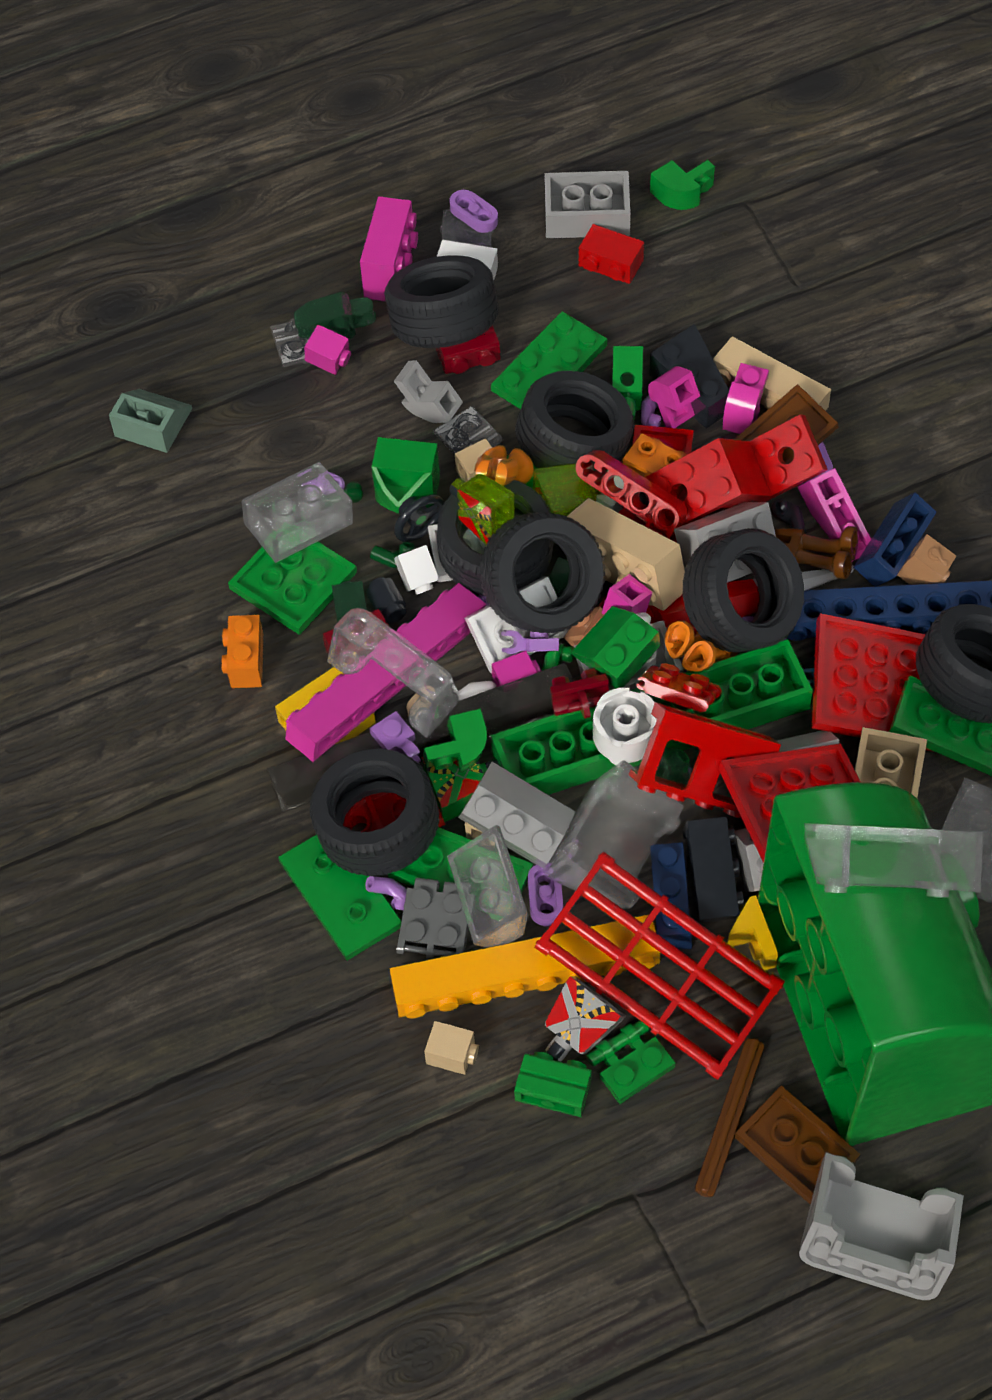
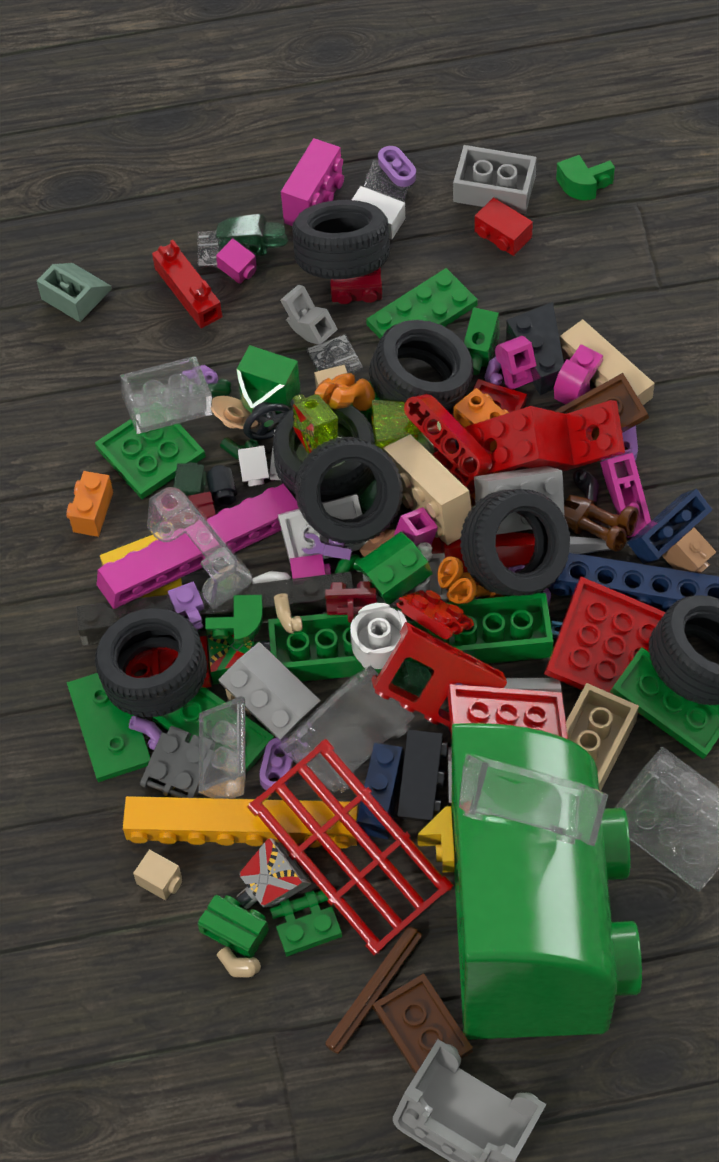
camera: 15 degrees right, 0 degrees up
(278, 386) = (187, 284): none -> red brick
(374, 517) = (231, 412): none -> light nougat dish
(509, 726) = (284, 614): none -> tan arm
(570, 1128) = (238, 966): none -> tan arm

